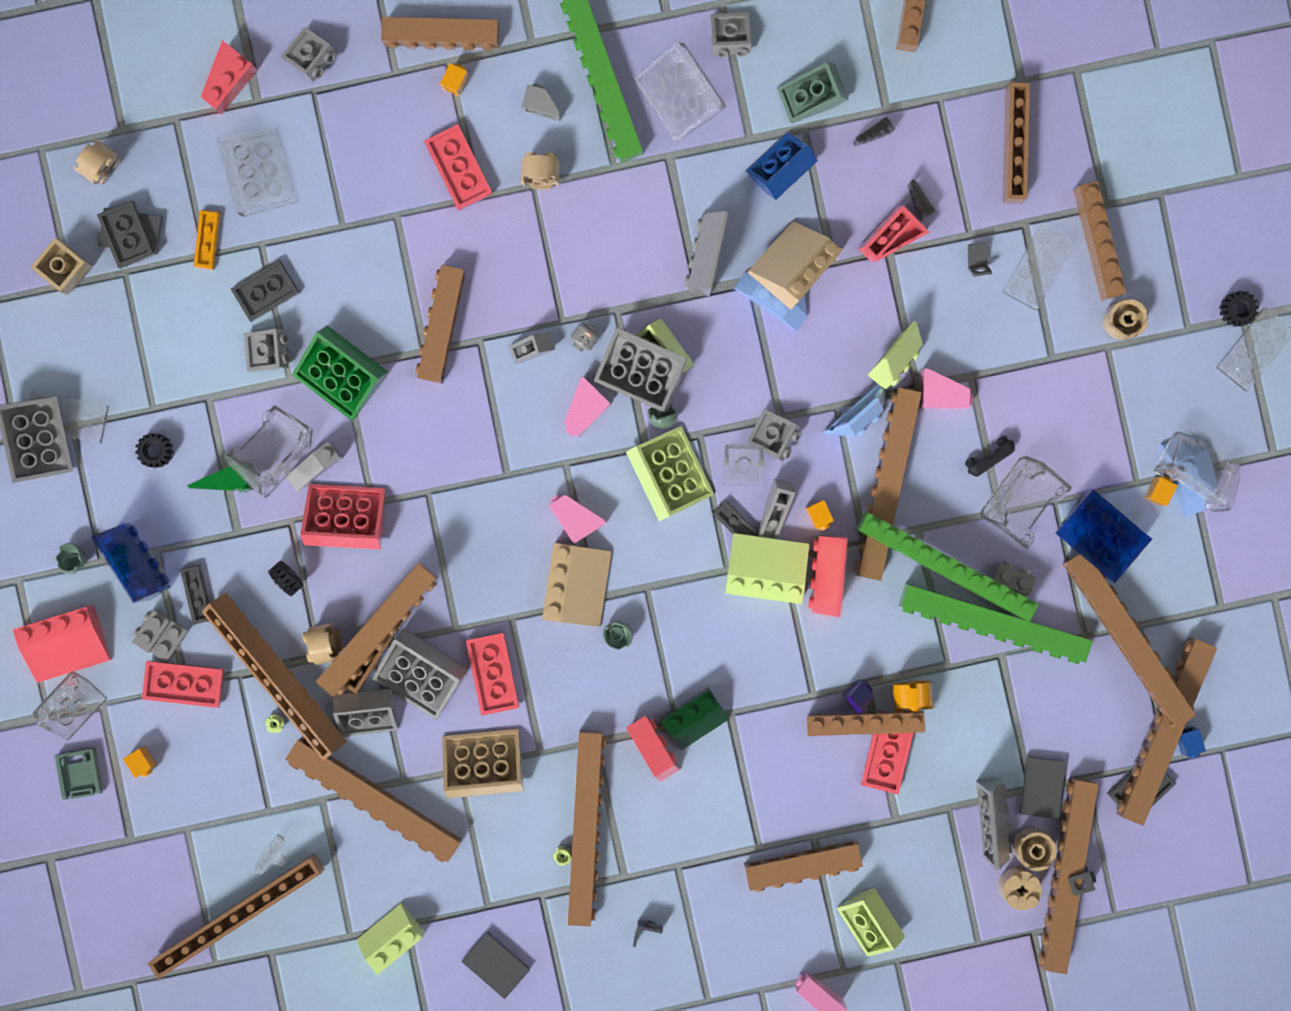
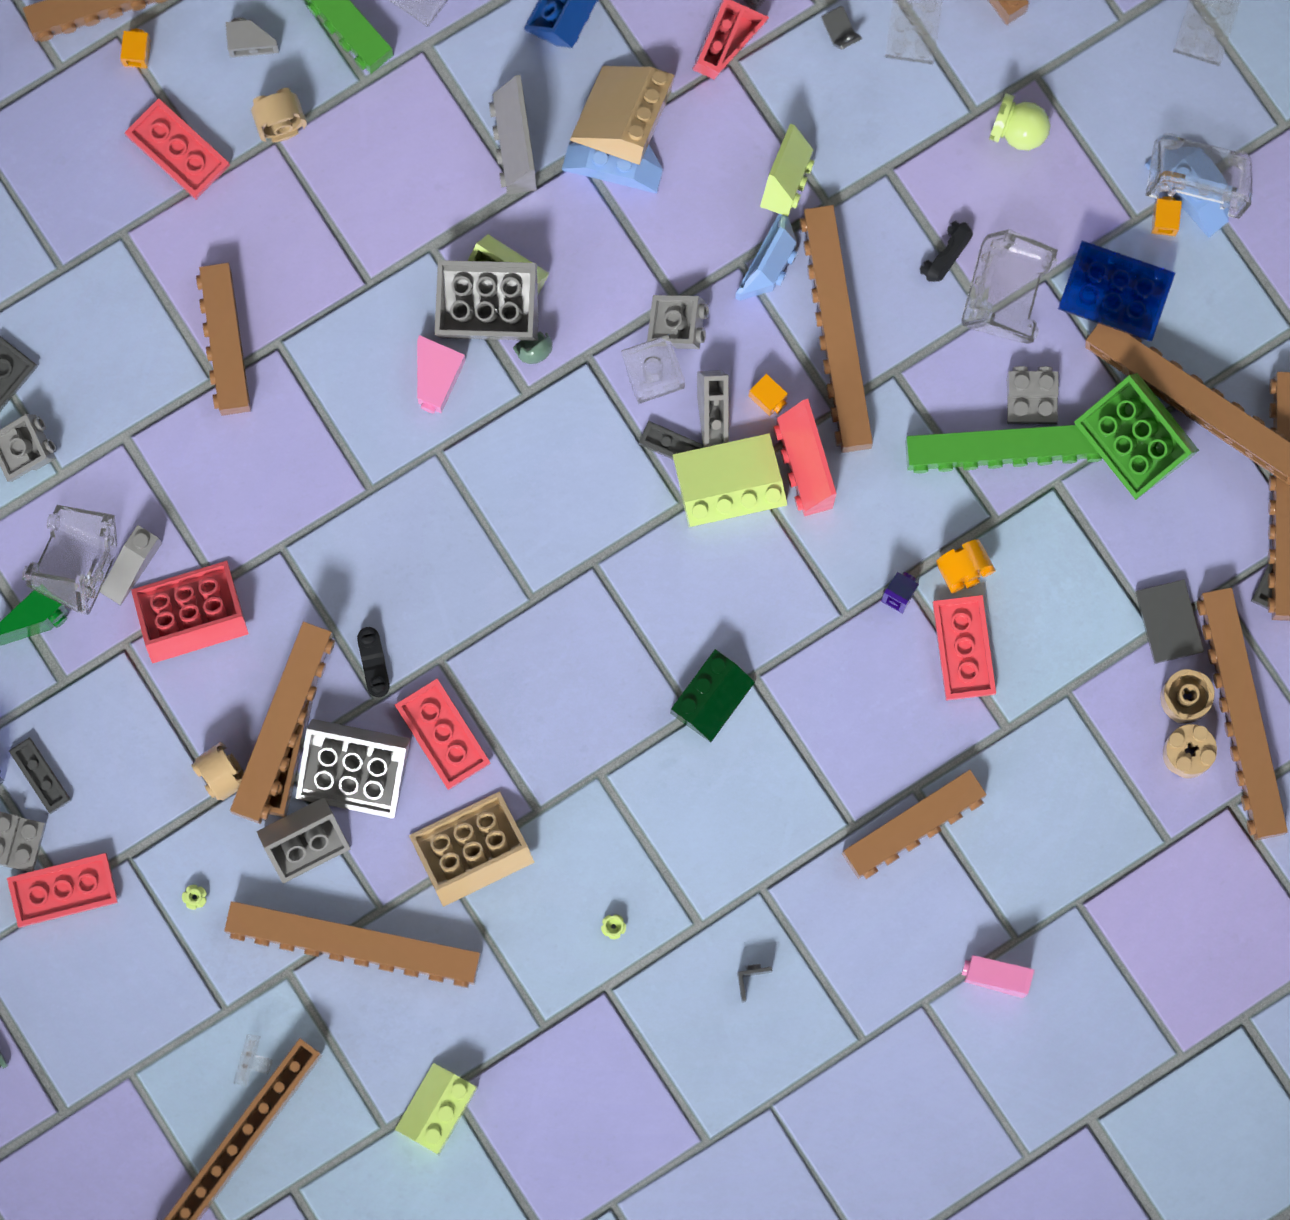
camera: 20 degrees left, 10 degrees down
(140, 762) = (43, 1007): light orange brick -> none
(274, 676) = (174, 834): medium nougat brick -> none
(285, 578) = (145, 709): black tyre -> none
(339, 372) = (120, 442): green slope -> none
(462, 603) = (373, 662): none -> black piece
(495, 965) = (581, 1094): dark grey tile -> none
(532, 347) = (345, 325): light grey slope -> none
(574, 517) = (474, 507): bright pink slope -> none
(576, 585) = (505, 588): tan slope -> none
(585, 336) = (404, 289): light grey head -> none
(585, 828) = (627, 878): medium nougat brick -> none
(617, 635) = (578, 628): sand green hair -> none
(653, 748) = (675, 749): coral wedge -> none
(670, 473) = (568, 413): yellowish green slope -> none
(865, 723) = (921, 619): medium nougat brick -> none
(871, 923) = (1025, 863): yellowish green slope -> none
(942, 392) = (860, 197): bright pink slope -> none
(947, 566) = (943, 395): bright green brick -> none
(993, 822) = (1124, 680): light grey slope -> none
(1075, 650) = (1136, 435): none -> bright green slope
(1083, 383) = (1021, 124): none -> yellowish green tile
(1088, 877) = (1267, 705): dark grey bracket -> none
(1136, 318) = (1044, 47): tan brick -> none

